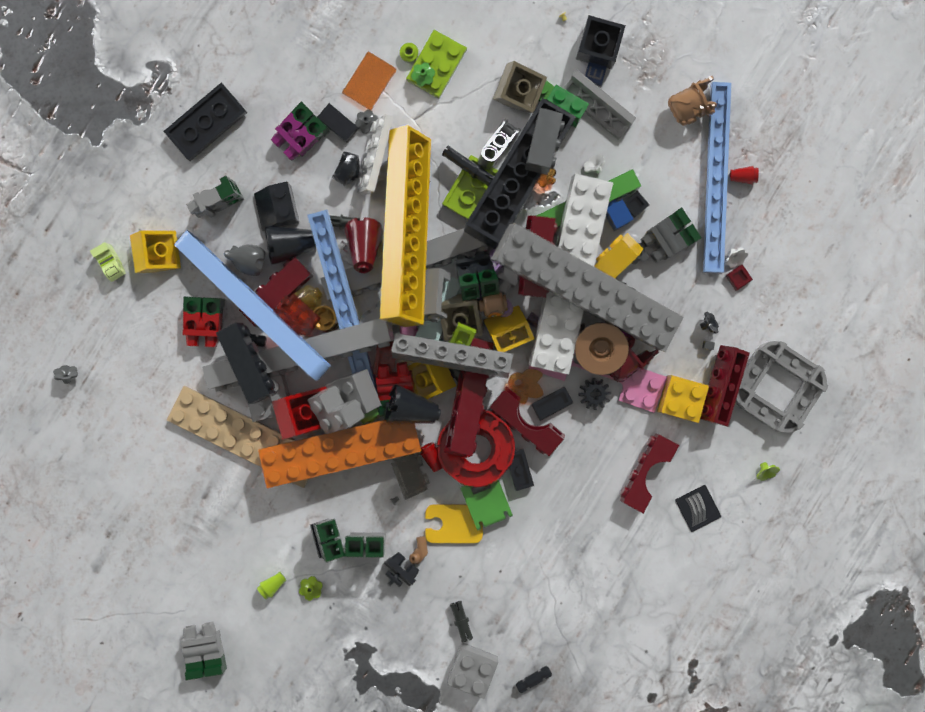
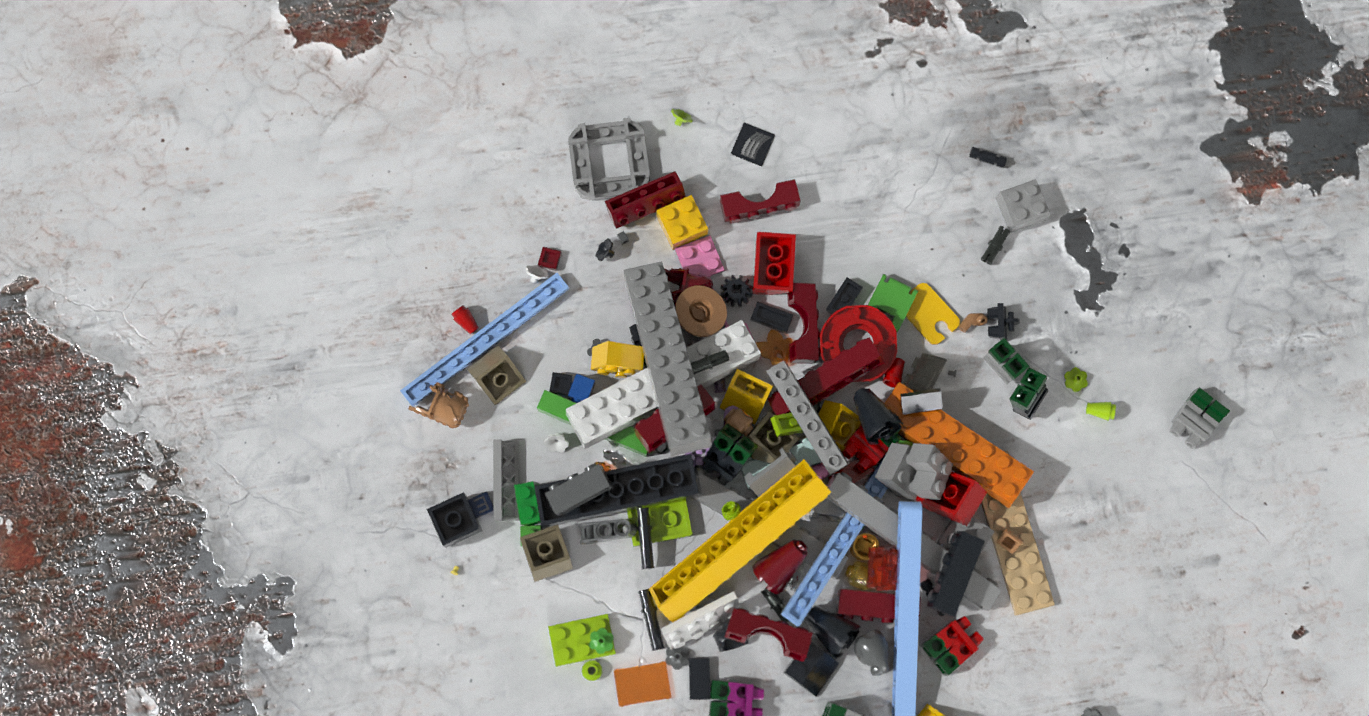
camera: 130 degrees left, 10 degrees down
(237, 428) = (1009, 541): none -> medium nougat slope
(344, 178) = (794, 640): none -> dark red arch
(391, 452) = (921, 401): none -> tile
(402, 120) = (650, 616): none -> black pin
(434, 242) = (730, 510): none -> lime plate
(557, 318) = (709, 362): none -> pearl dark grey axle
(591, 439) = (774, 263): none -> red slope
(664, 238) = (562, 336): dark grey hips -> none
(683, 162) = (496, 375): none -> dark tan slope

